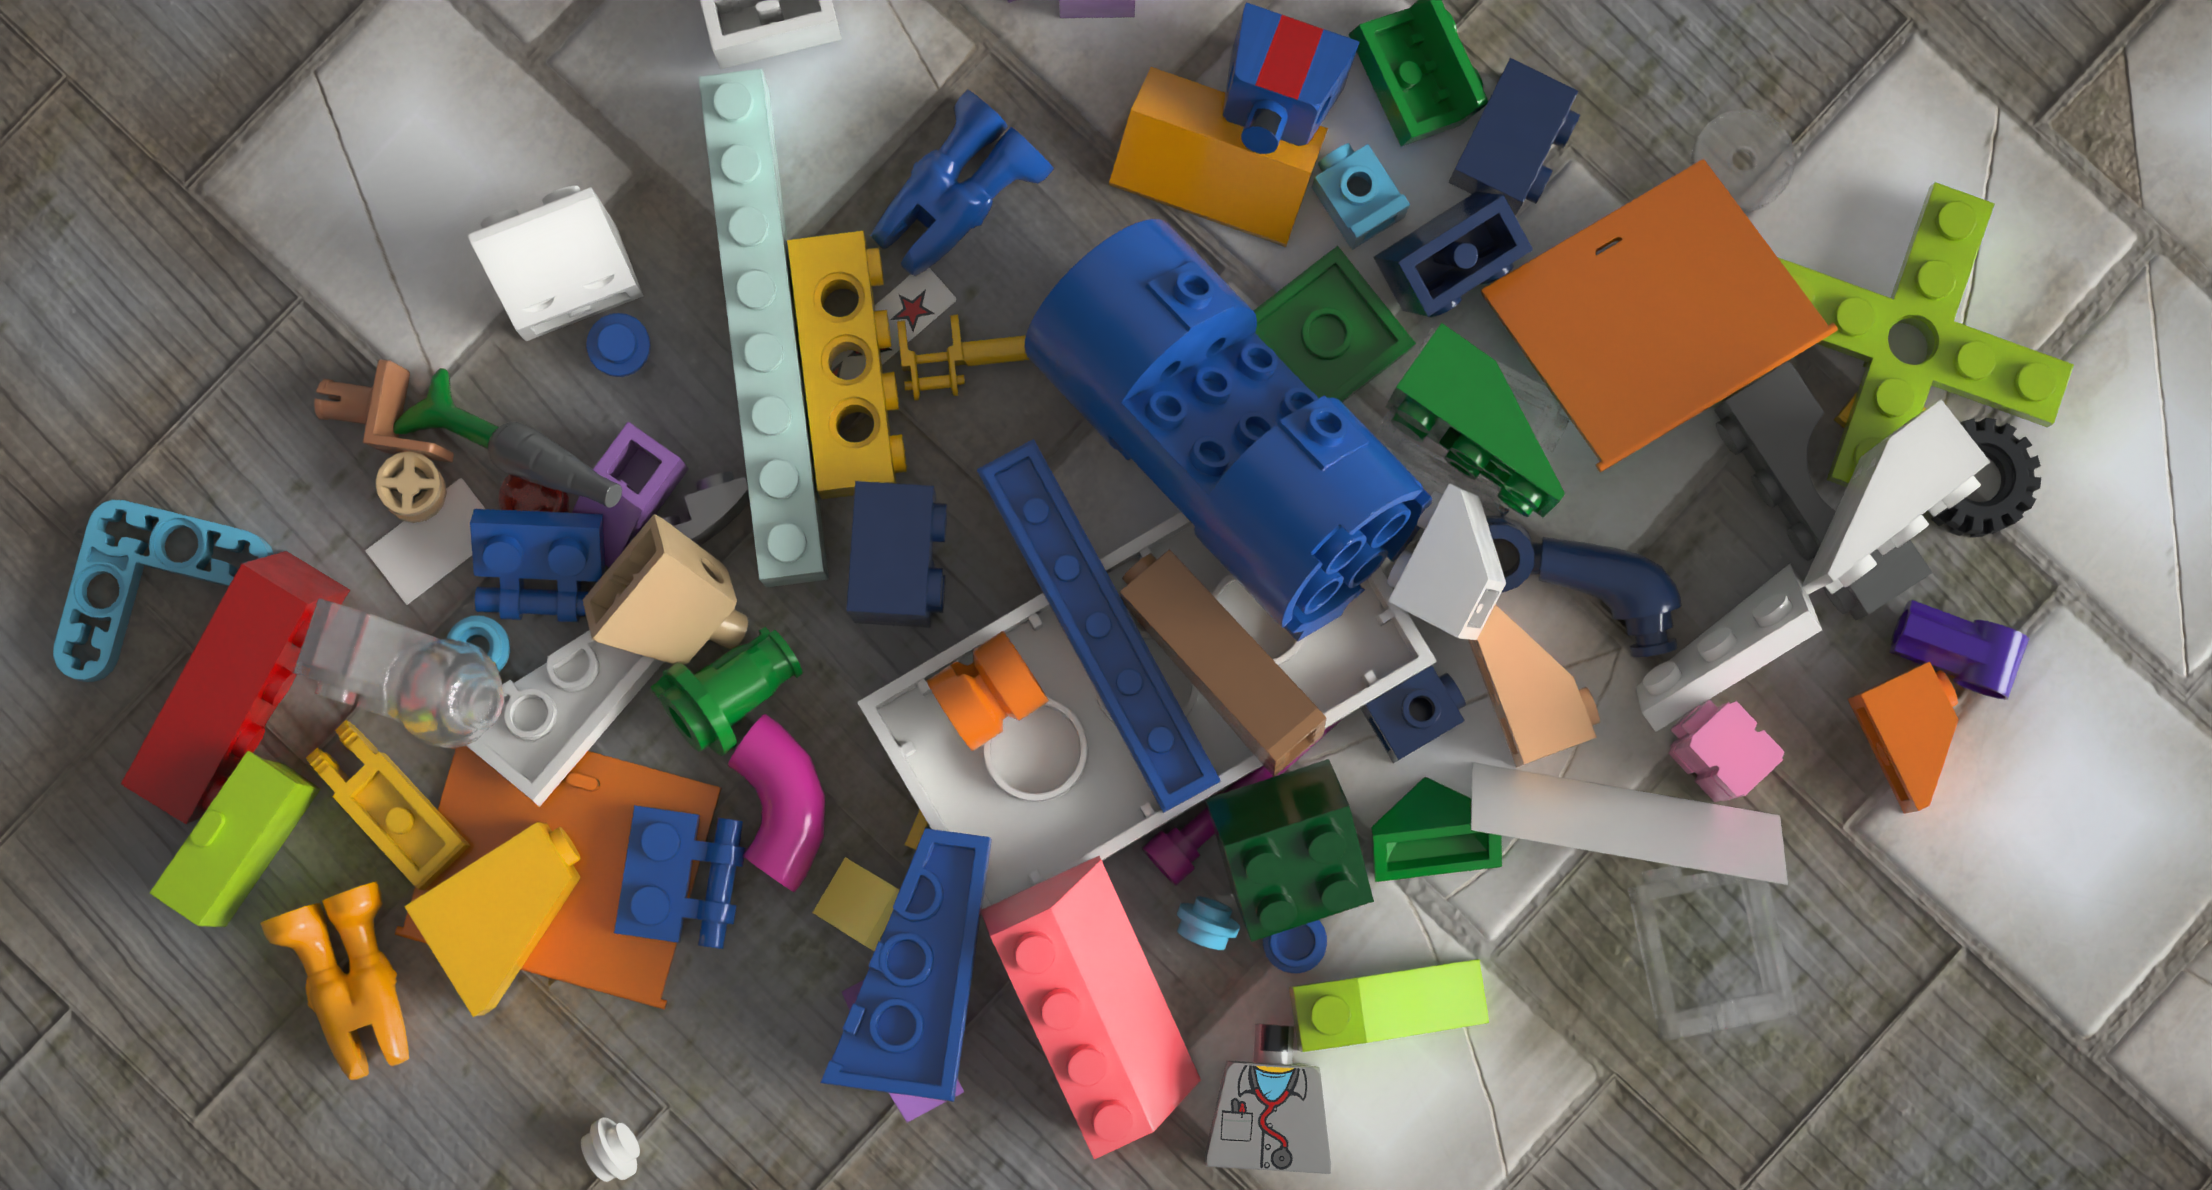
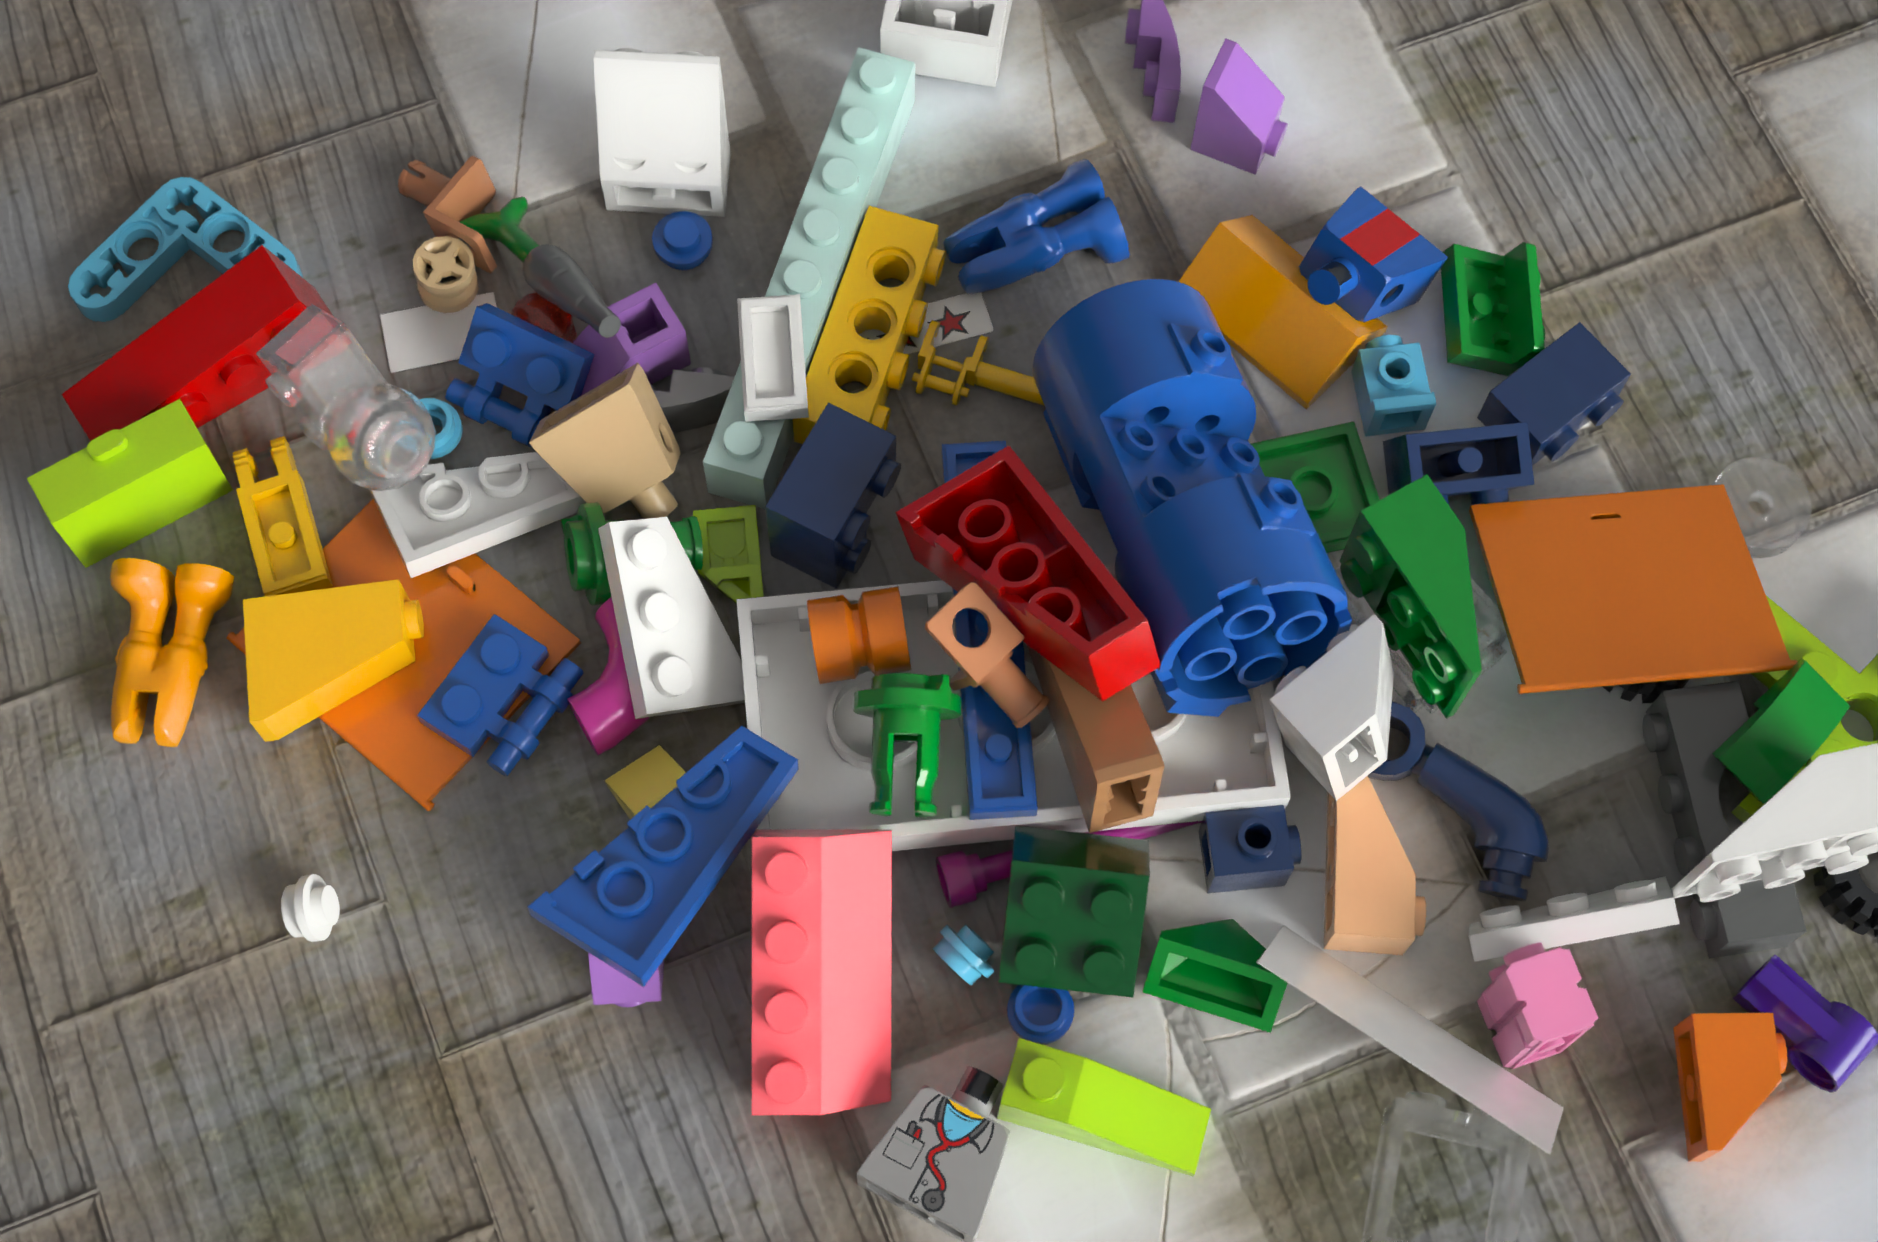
camera: 25 degrees right, 15 degrees down
(777, 451) = (772, 358): none -> white tile
(802, 749) = (666, 623): none -> white wing
(822, 643) = (731, 551): none -> lime slope
(1067, 749) = (906, 711): none -> green piece
(1113, 575) = (1028, 558): none -> red wedge
(1121, 675) = (990, 662): none -> nougat bracket
(1849, 397) = (1784, 732): none -> green slope

